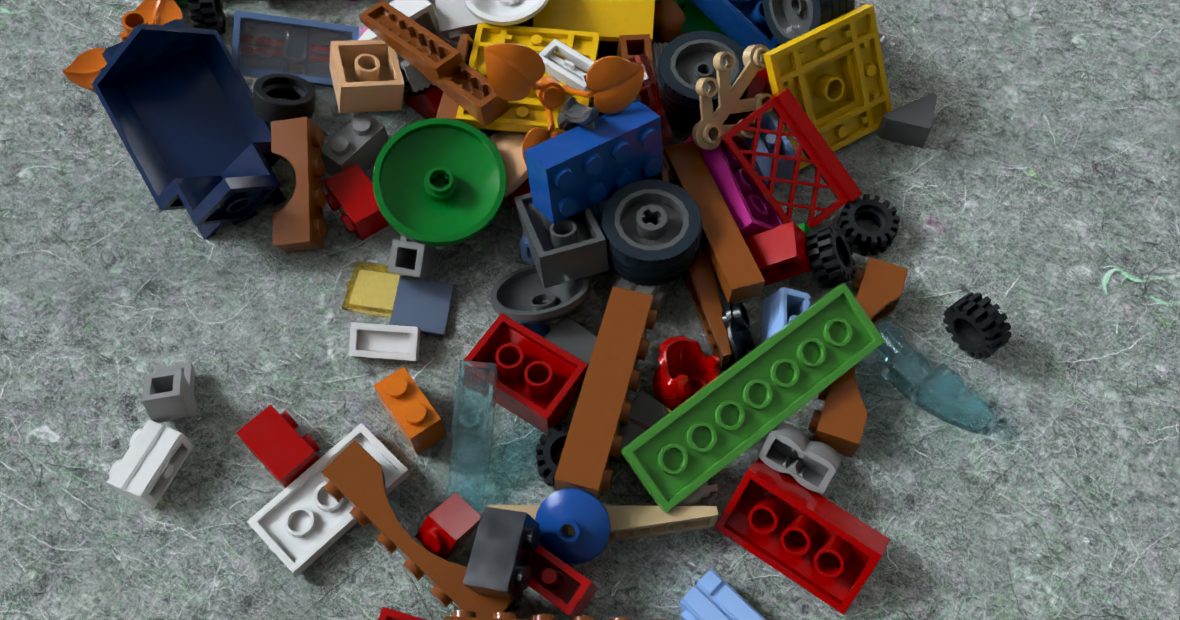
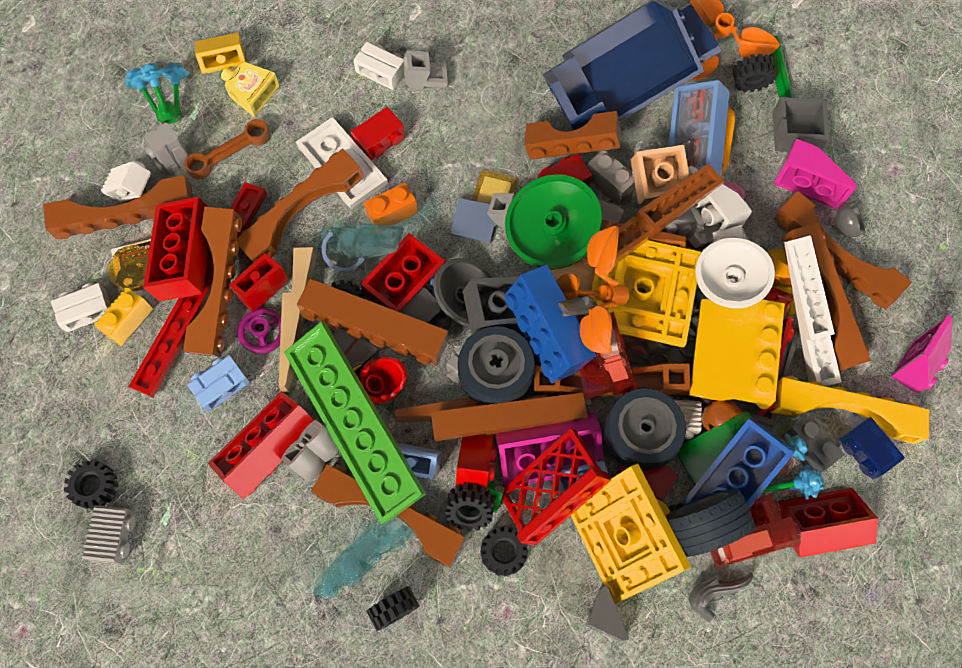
camera: 95 degrees right, 10 degrees up
(287, 87) = (656, 113): black tyre -> none
(384, 341) = (447, 195): white tile -> none
(448, 526) = (304, 224): red brick -> none
(502, 554) = (269, 246): black brick -> none
(513, 462) = (330, 264): none -> sand blue helmet
(565, 69) = (631, 330): white tile -> none
(586, 516) = (285, 293): blue dish -> none
(637, 568) = (256, 322): none -> magenta piece
(728, 96) = (607, 439): tan plant -> none
(737, 324) = (411, 423): black plate -> none

